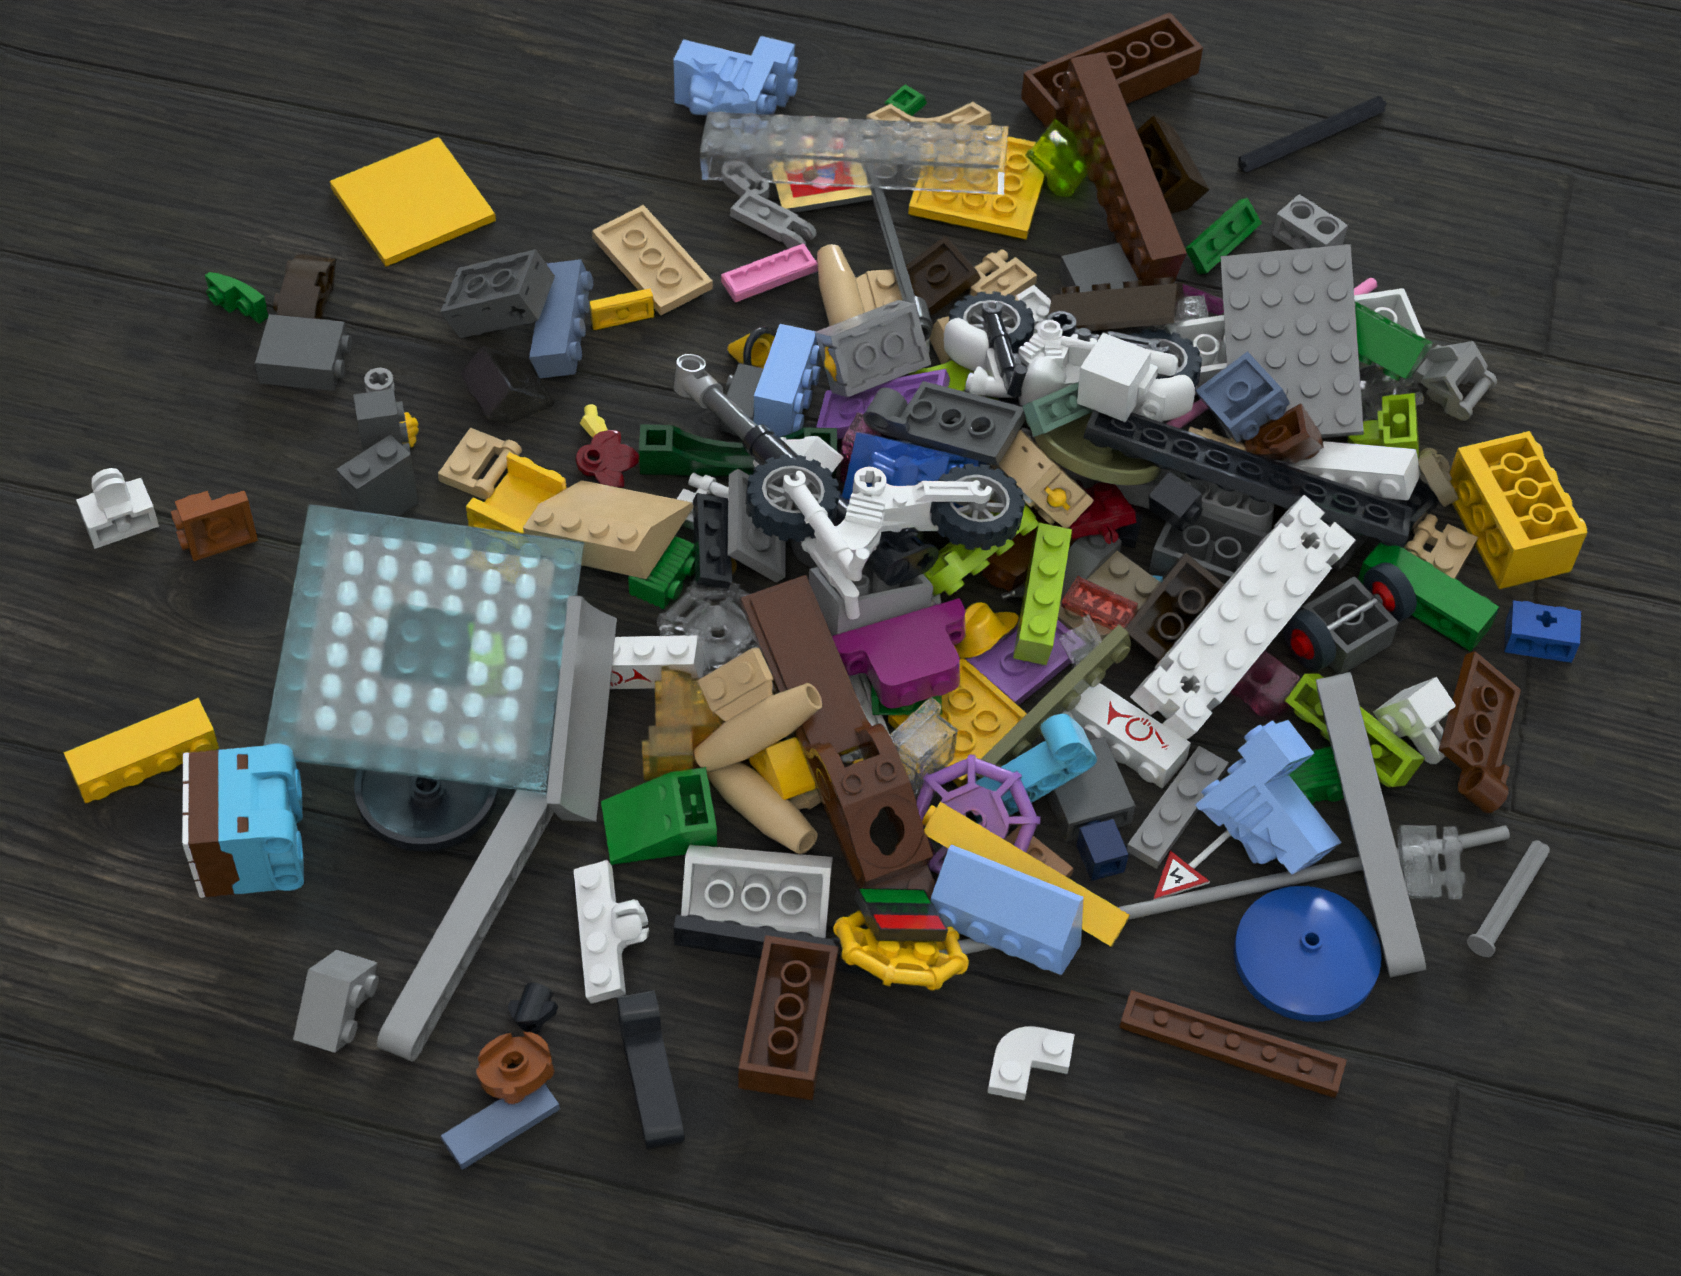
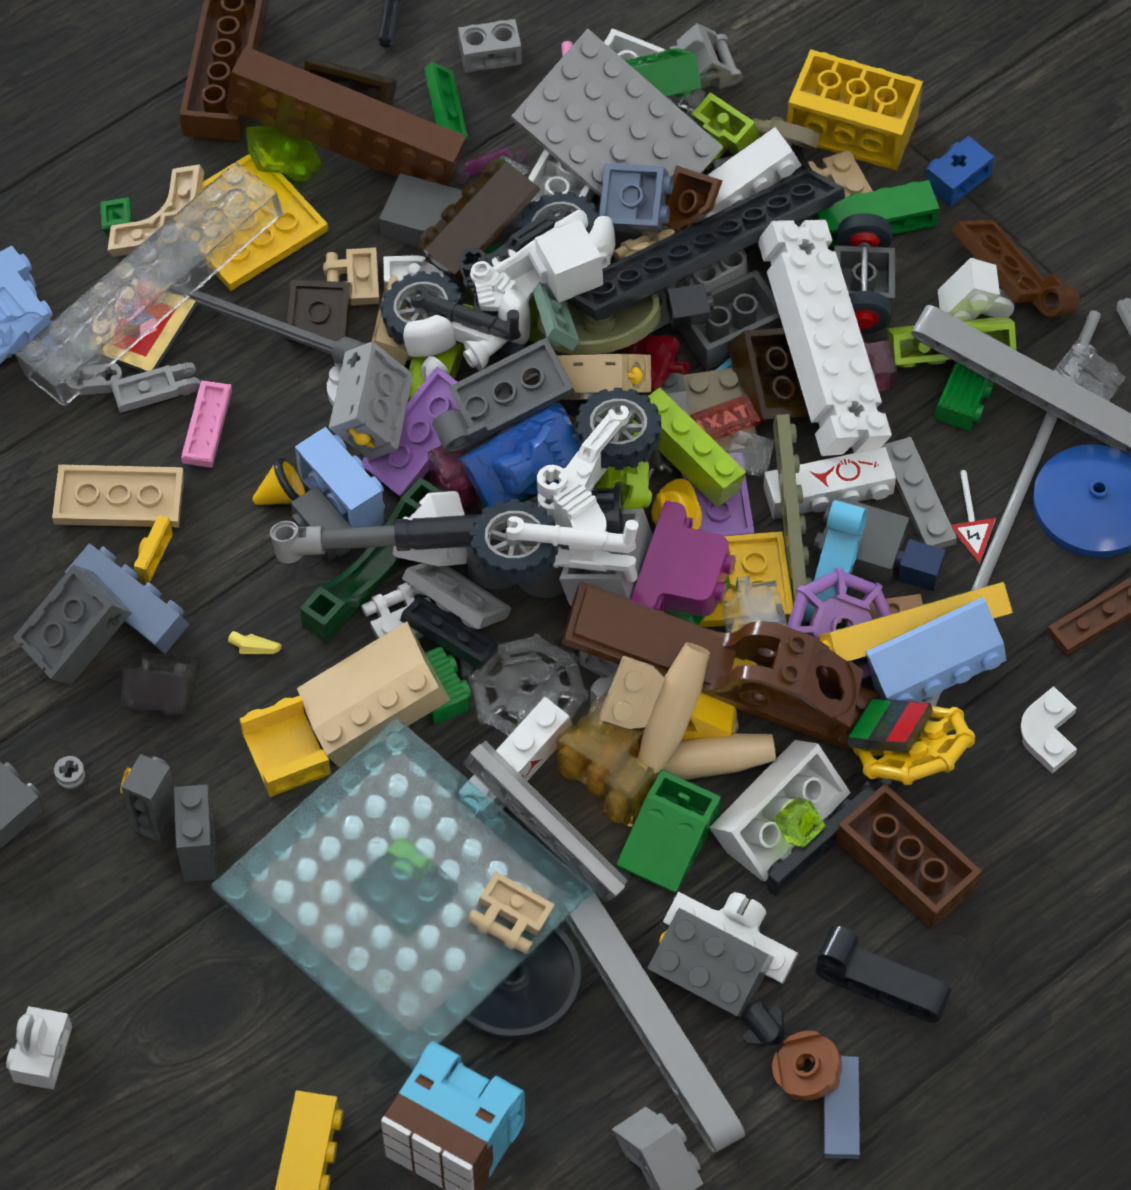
camera: 50 degrees left, 5 degrees up
(213, 525) = (123, 979): dark orange plate -> none
(470, 460) = (207, 754): tan plate -> none
(477, 735) = (515, 904): none -> tan plate
(553, 924) = (710, 962): none -> dark grey piece
(611, 458) = (293, 652): dark red plate -> none
(740, 915) = (799, 822): none -> clear neon green plate
(851, 296) = (289, 383): tan plate -> none
(952, 372) = (429, 365): none -> white hinge
(1264, 803) = (975, 438): light blue brick -> none

